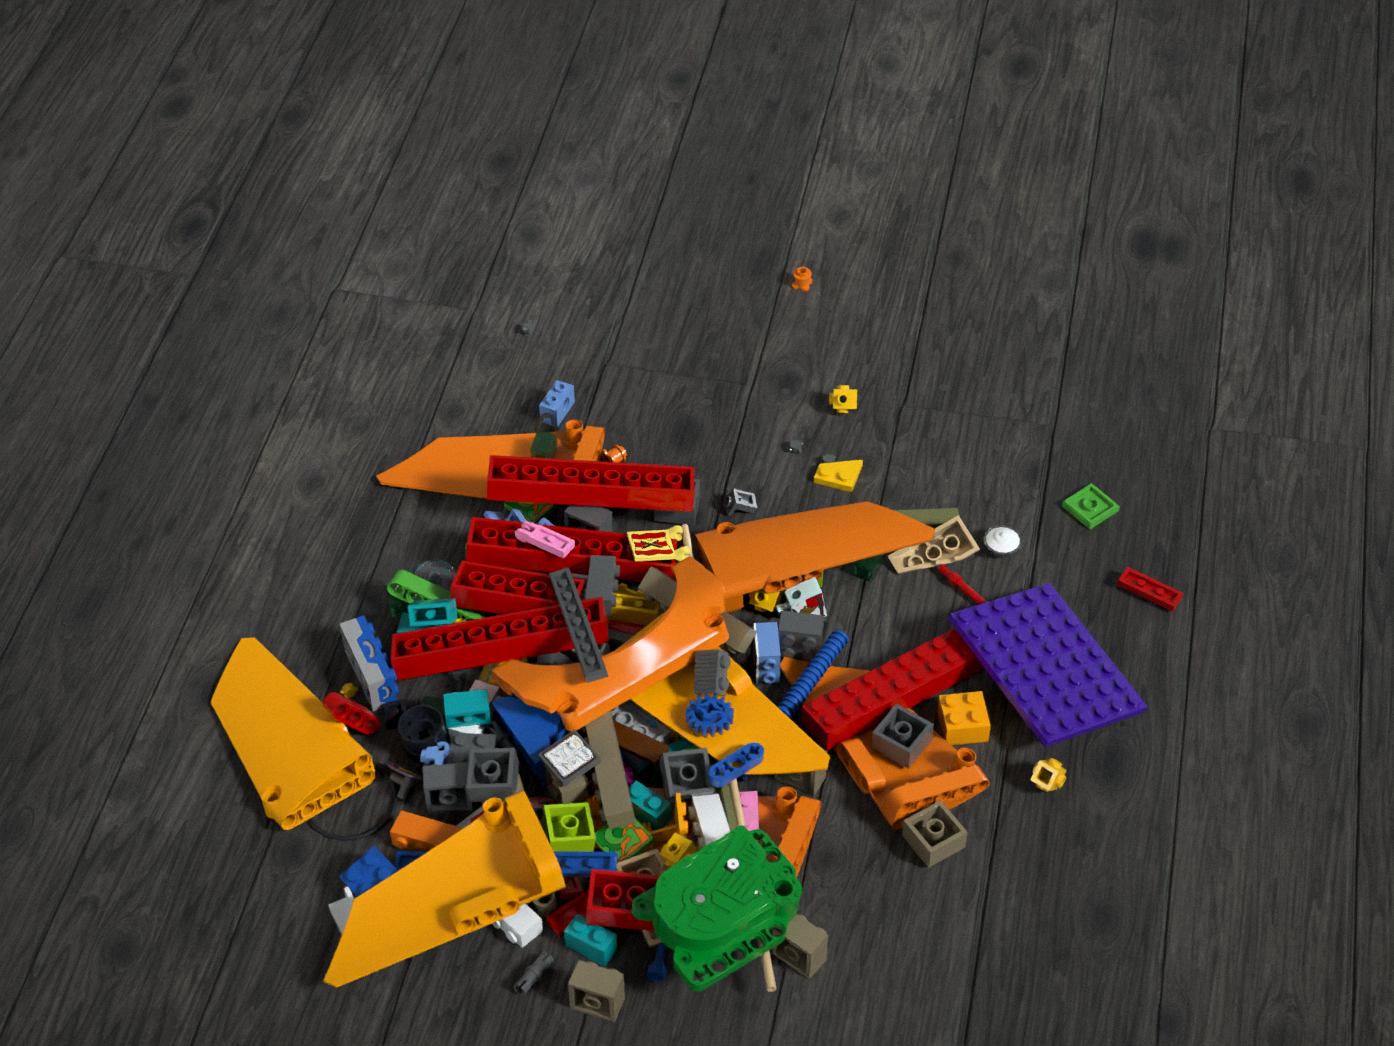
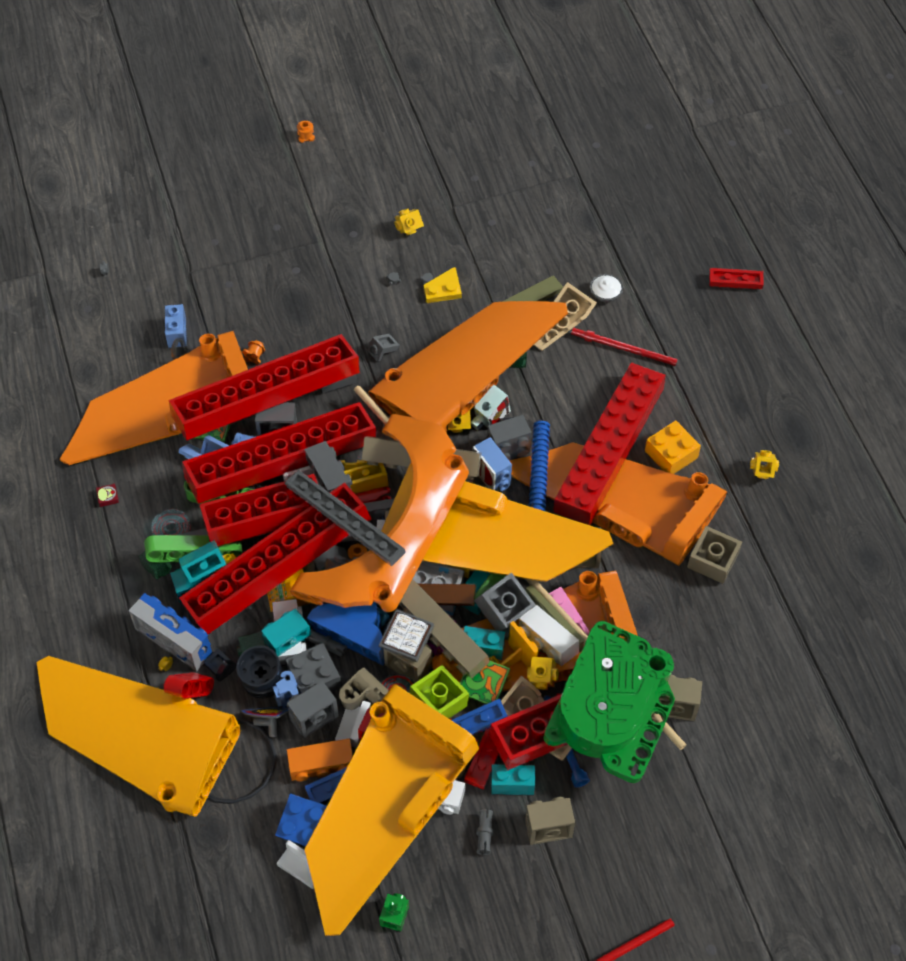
camera: 30 degrees left, 10 degrees up
(397, 525) = (107, 495): none -> tile
(401, 997) = (394, 912): none -> green brick
(492, 773) = (351, 681): dark grey brick -> none
(544, 445) = (191, 370): clear green brick -> none
(545, 539) = (258, 453): bright pink hinge -> none
(657, 545) = (347, 416): light yellow flag -> none
(709, 715) = (494, 543): blue gear -> none
(711, 673) = (475, 506): dark grey brick -> none
(732, 773) = (543, 582): blue beam -> none
(902, 736) = (640, 486): dark grey brick -> none
(1047, 664) = (707, 375): dark purple plate -> none
(1090, 506) = (648, 230): bright green tile -> none

